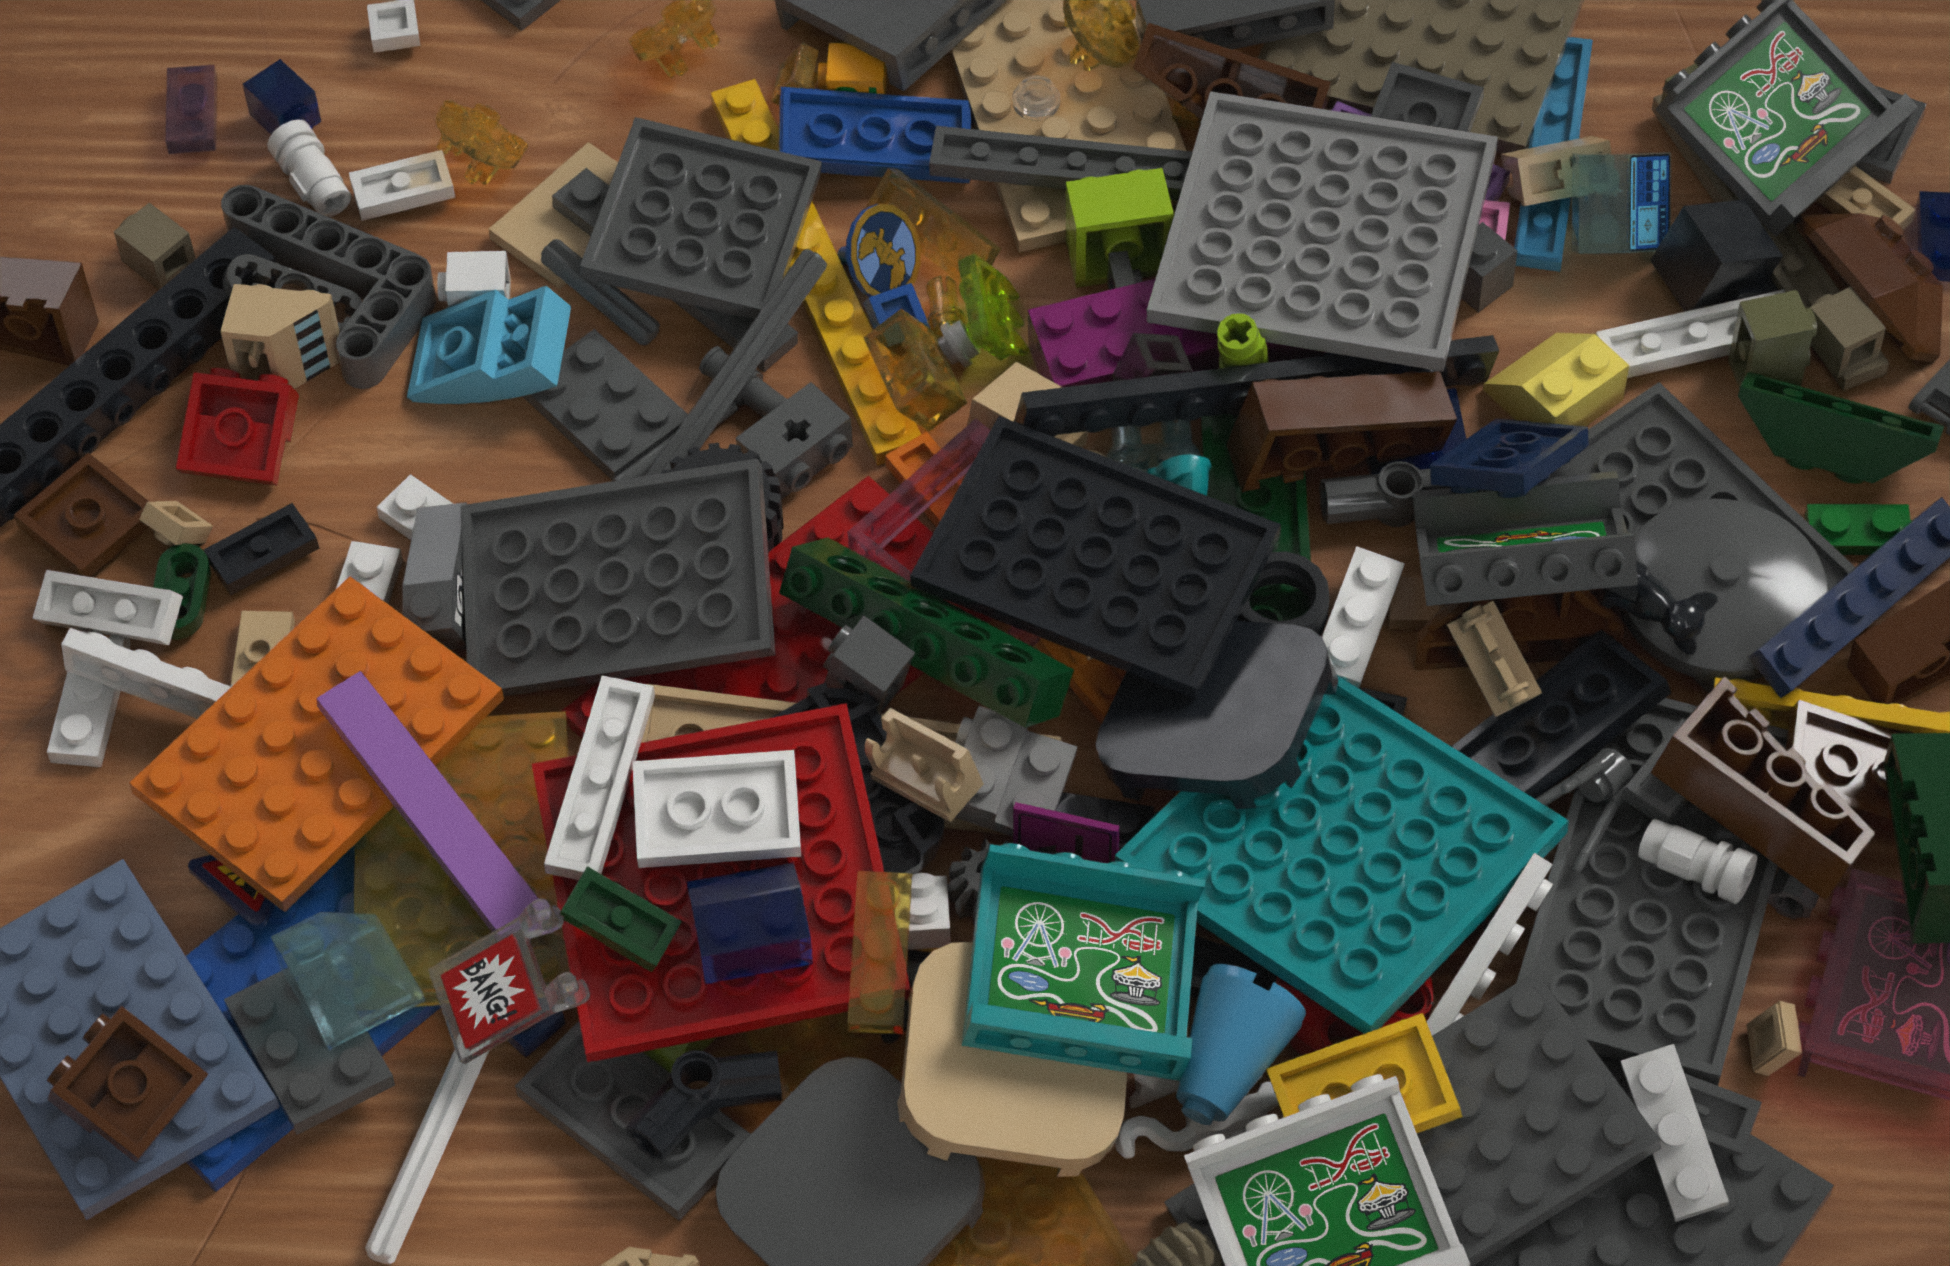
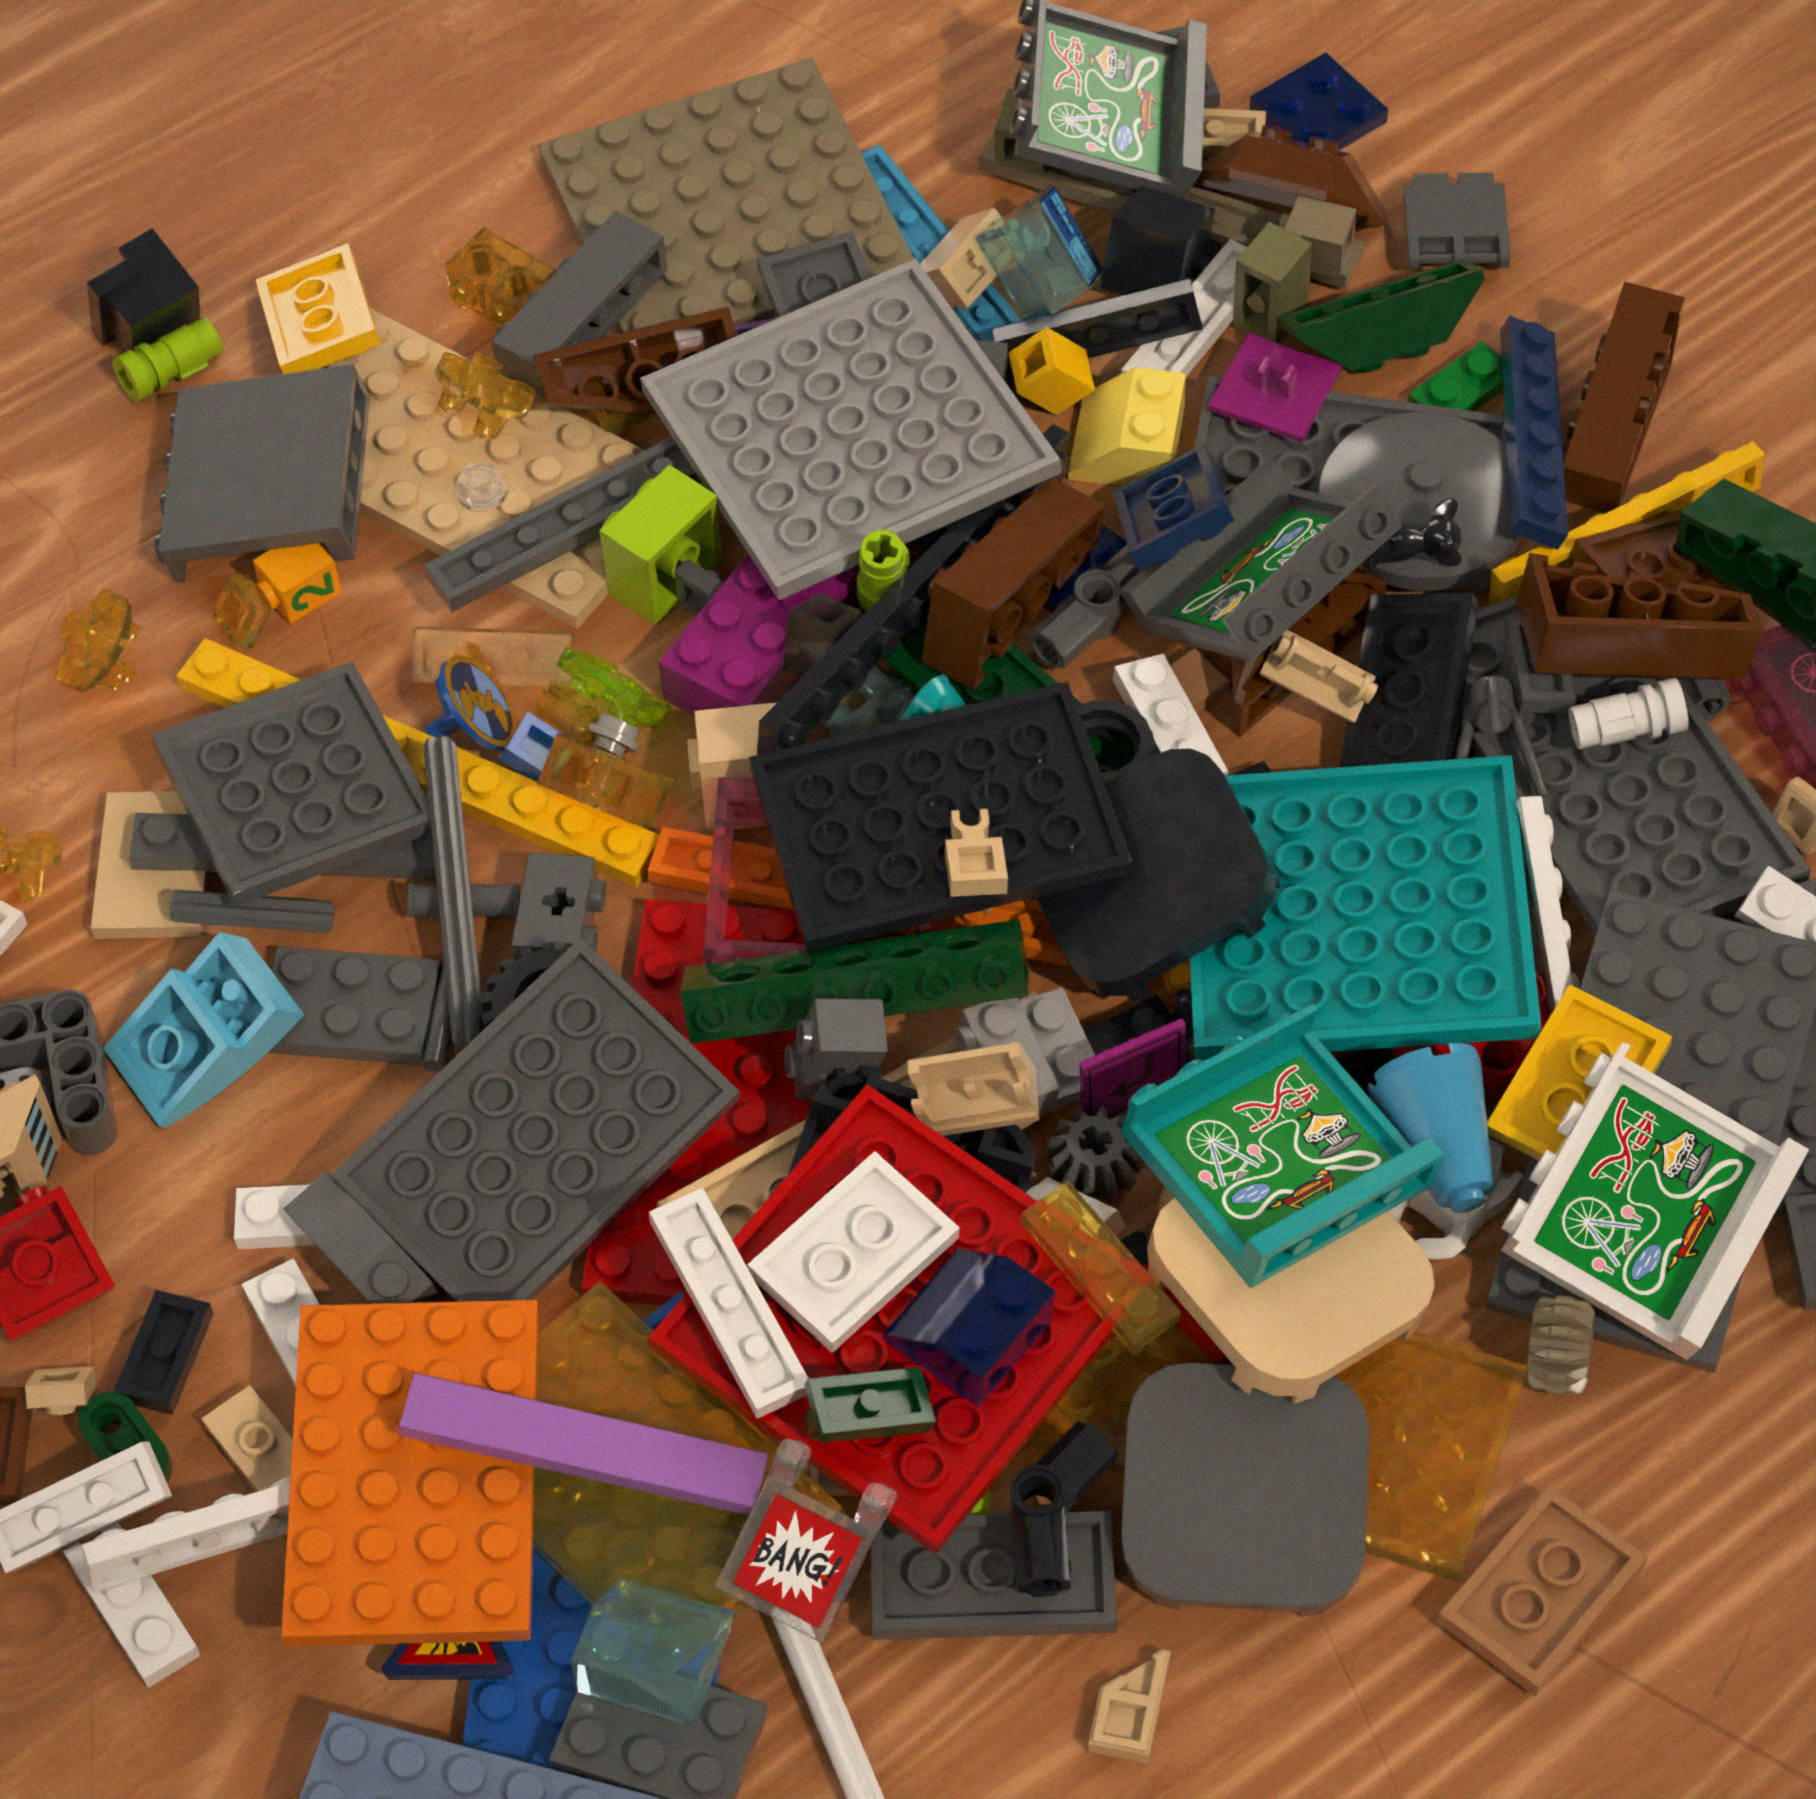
camera: 40 degrees left, 0 degrees up
(473, 275) = (126, 978): white brick -> none
(866, 130) = (354, 613): blue tile -> none
(1076, 603) = (973, 860): none -> tan plate
(1537, 296) = (1051, 371): none -> yellow brick
(1604, 288) = (1116, 321): none -> black plate
(1698, 426) = (1275, 387): none -> magenta piece

